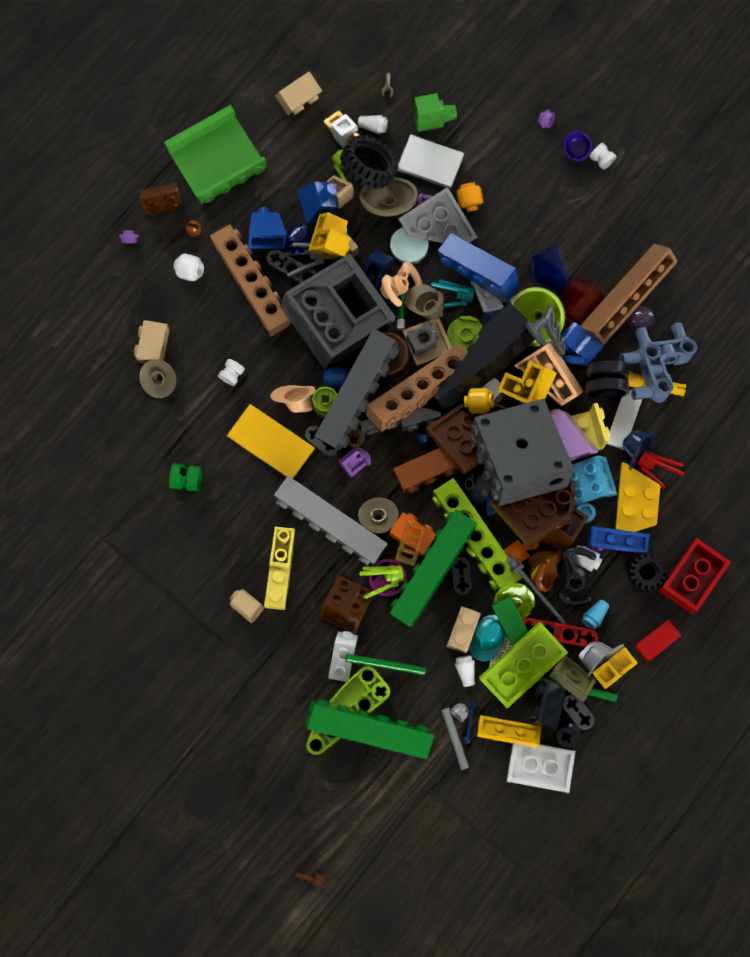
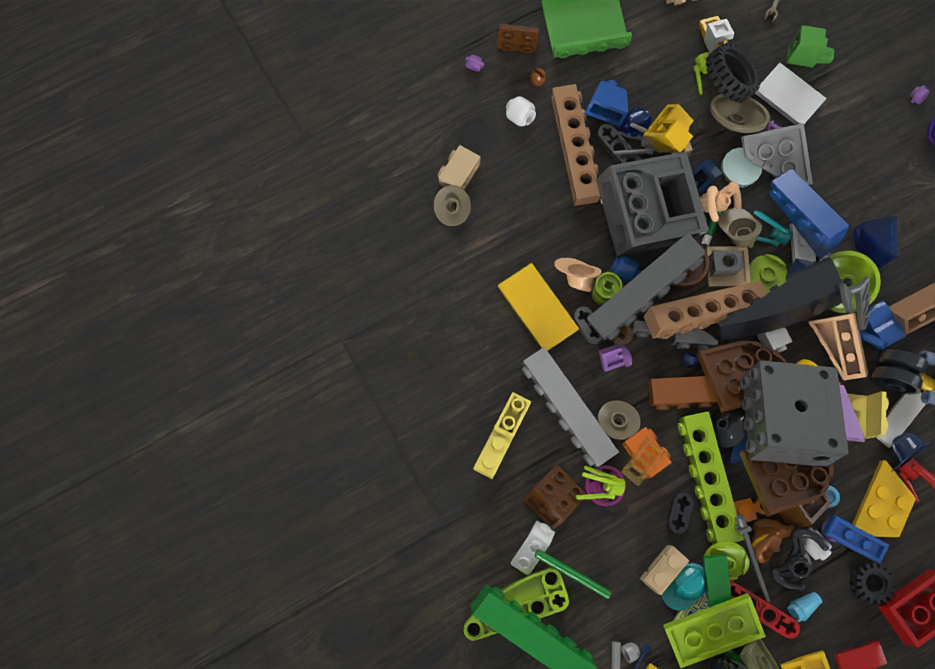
camera: 20 degrees right, 0 degrees up
(185, 477) = (442, 310): green wheel -> none
(231, 372) = (524, 226): white wheel -> none
(246, 605) = (456, 459): tan brick -> none
(316, 200) = (668, 89): blue torso -> none
(344, 191) = (690, 91): tan slope -> none
(373, 123) = (748, 40): white cone -> none
(433, 568) = (658, 495): green brick -> none
(465, 668) = (652, 610): white cone -> none
(469, 196) = (819, 141): light orange head -> none
(479, 400) = (763, 344): yellow head -> none
(533, 385) = (821, 351): yellow brick -> none
(580, 300) = (897, 282): clear red slope -> none
(592, 480) = (852, 469): medium azure bracket -> none
(596, 654) = (791, 650): light grey piece -> none

